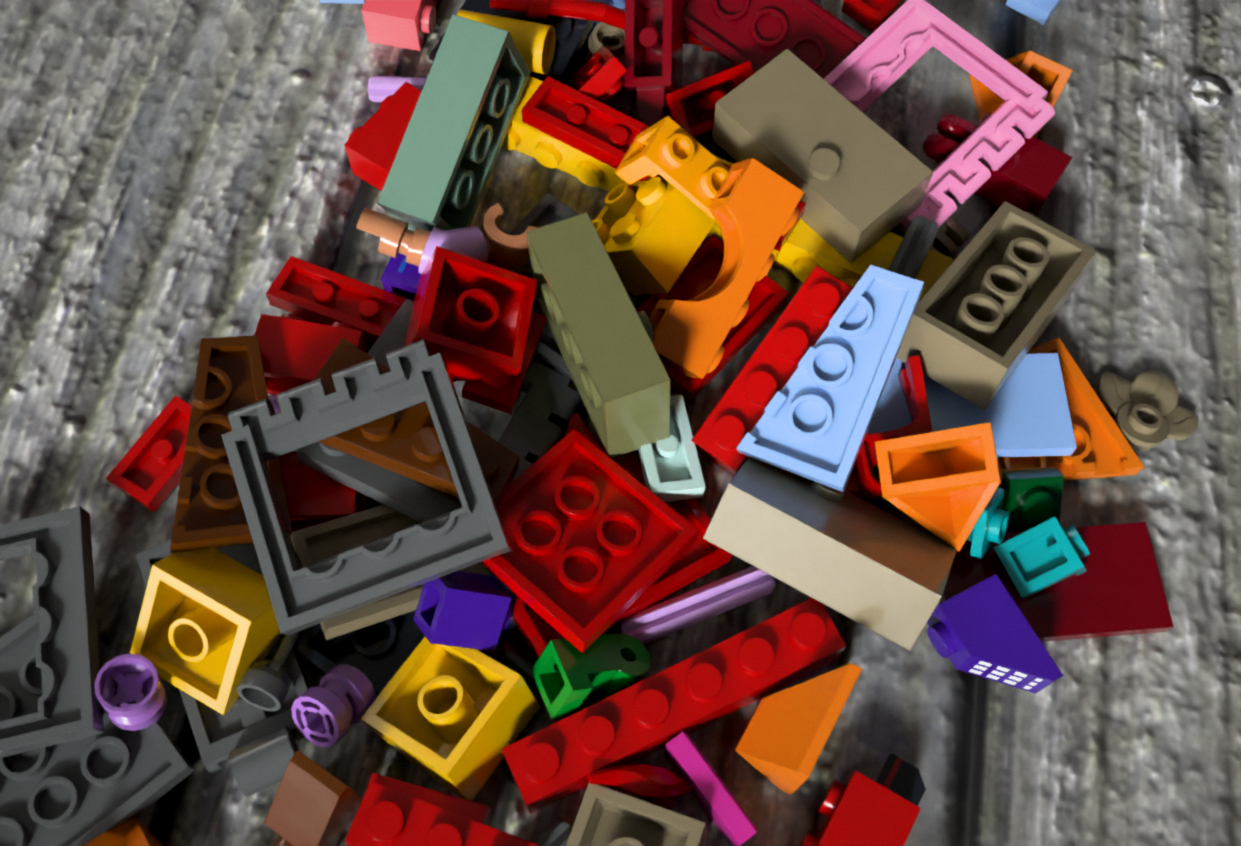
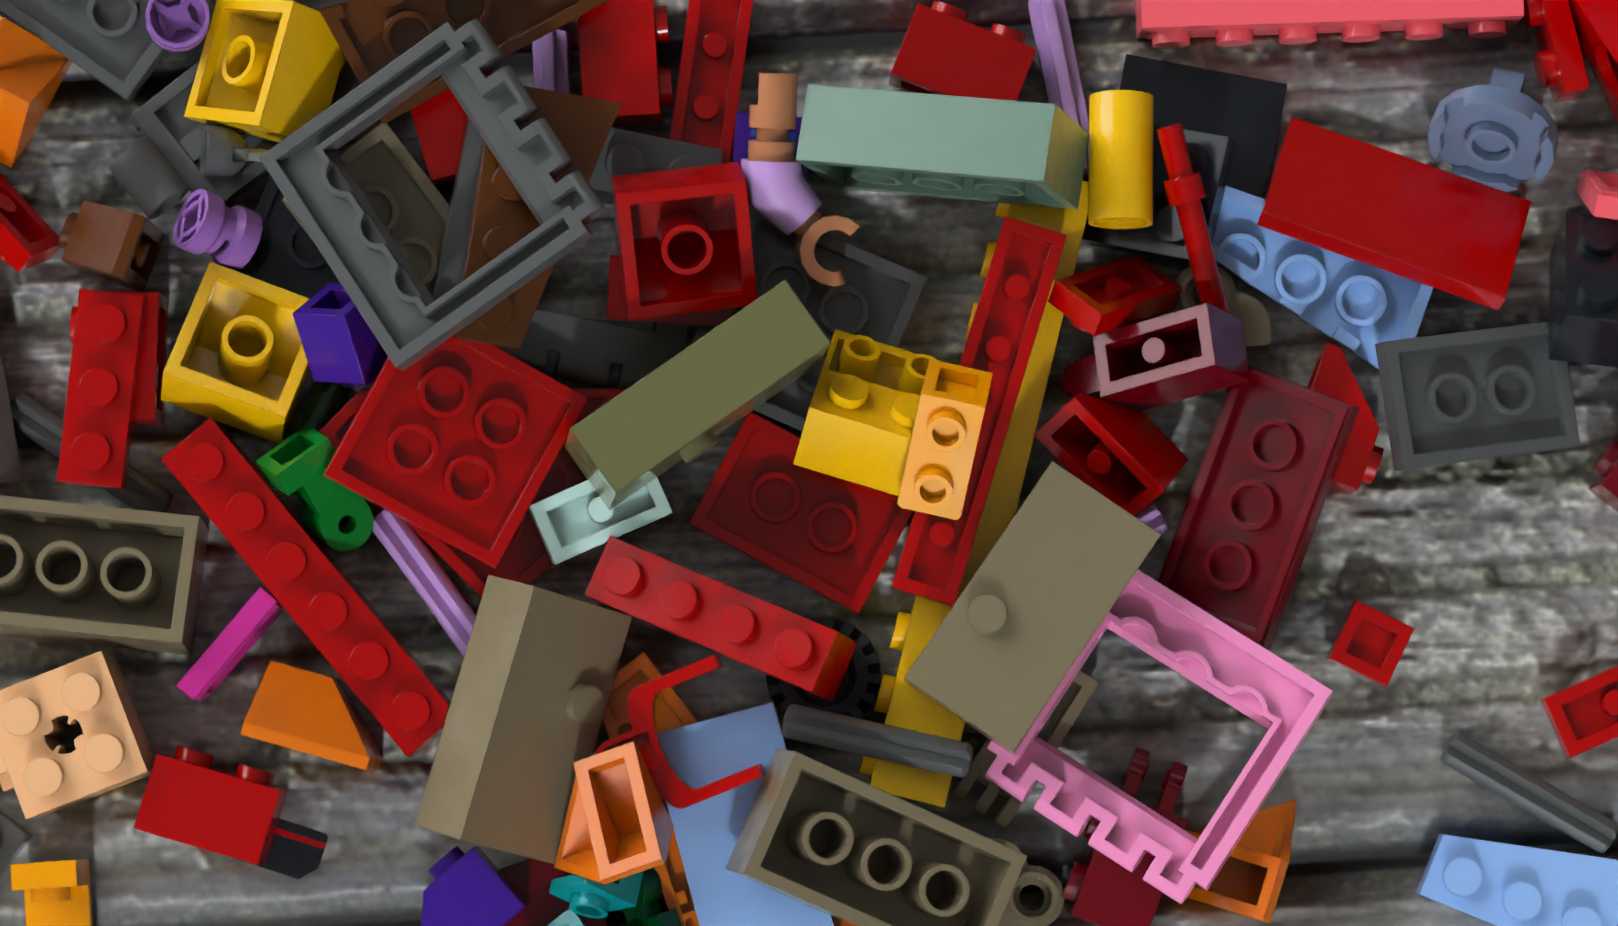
camera: 75 degrees right, 20 degrees up
(644, 779) = (218, 571): red bar -> none
(753, 213) = (743, 502): orange arch -> none
(832, 396) = (681, 684): light blue wing -> none

